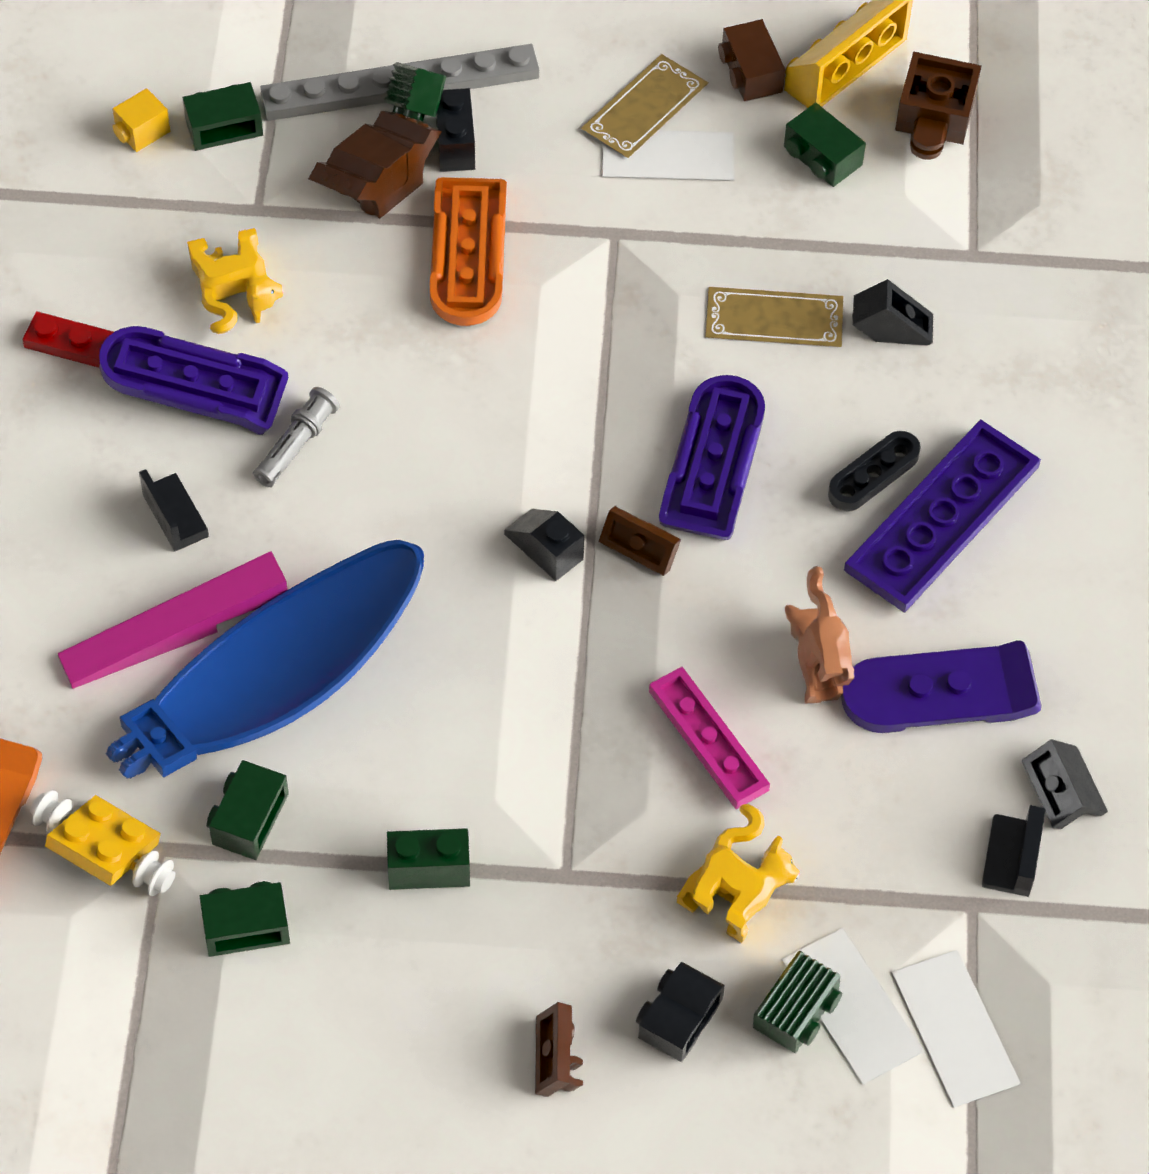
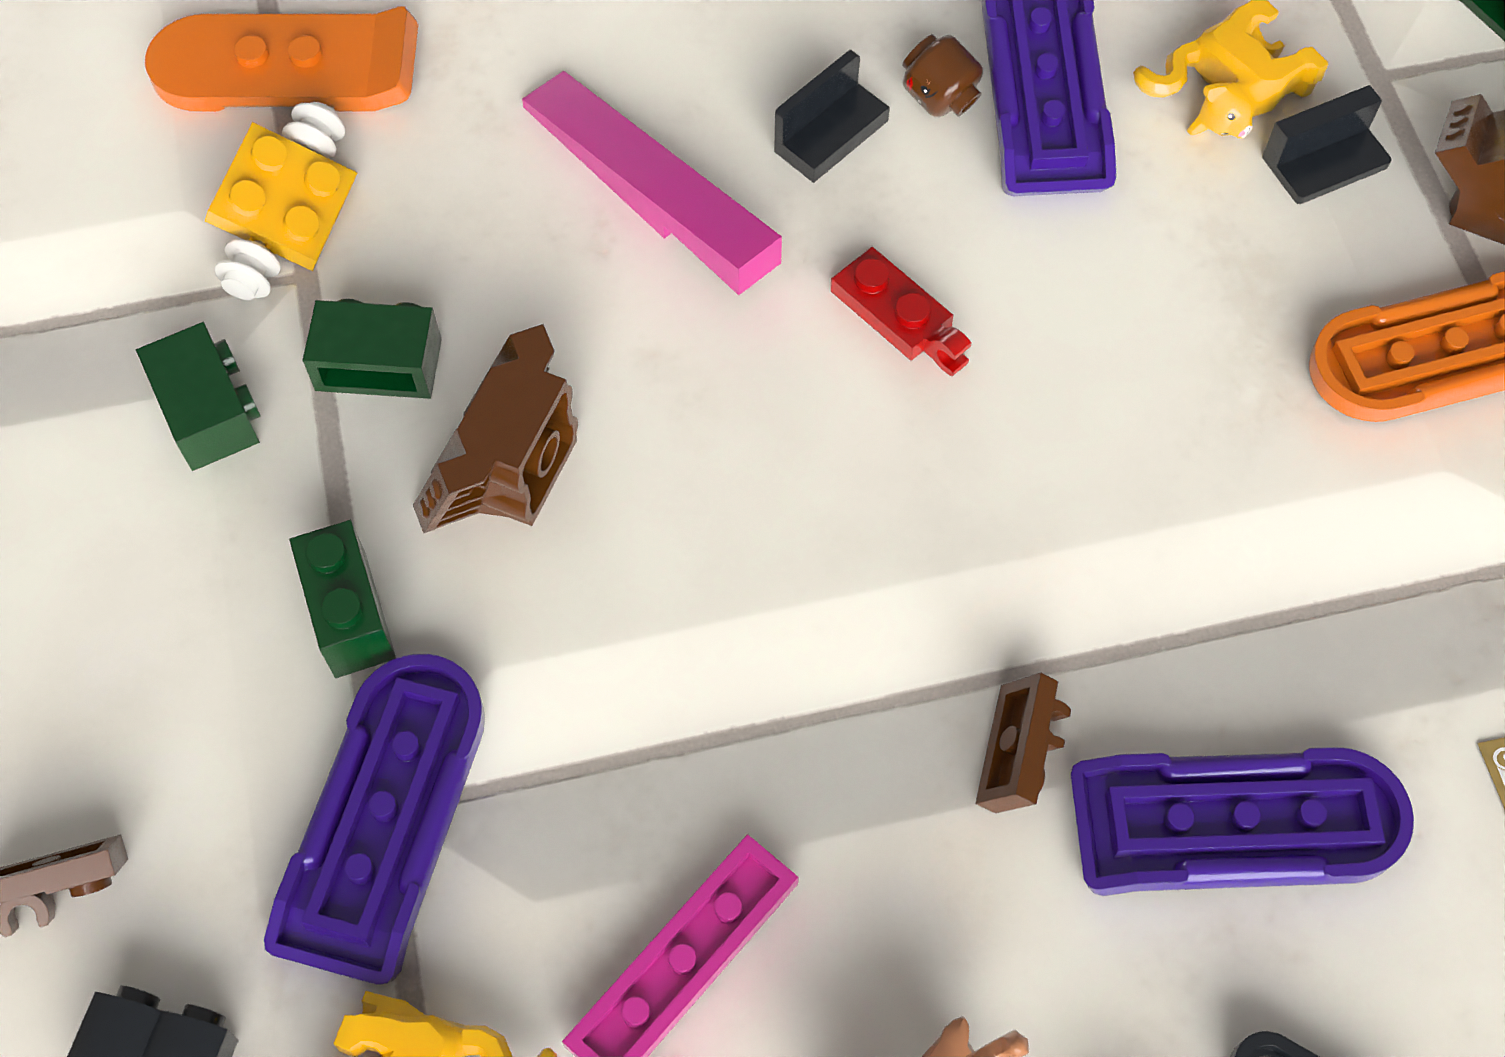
camera: 75 degrees right, 5 degrees up
(167, 434) = (942, 76): none -> reddish brown head
(274, 662) = (618, 306): blue windscreen -> none
(305, 425) = (1034, 230): light grey pin -> none
(307, 256) = (1327, 146): none -> black panel
(332, 514) = (901, 311): none -> red plate
(349, 744) = (507, 442): none -> reddish brown slope
(548, 541) = (963, 608): black slope -> none
(573, 869) = (379, 821): none -> dark purple piece

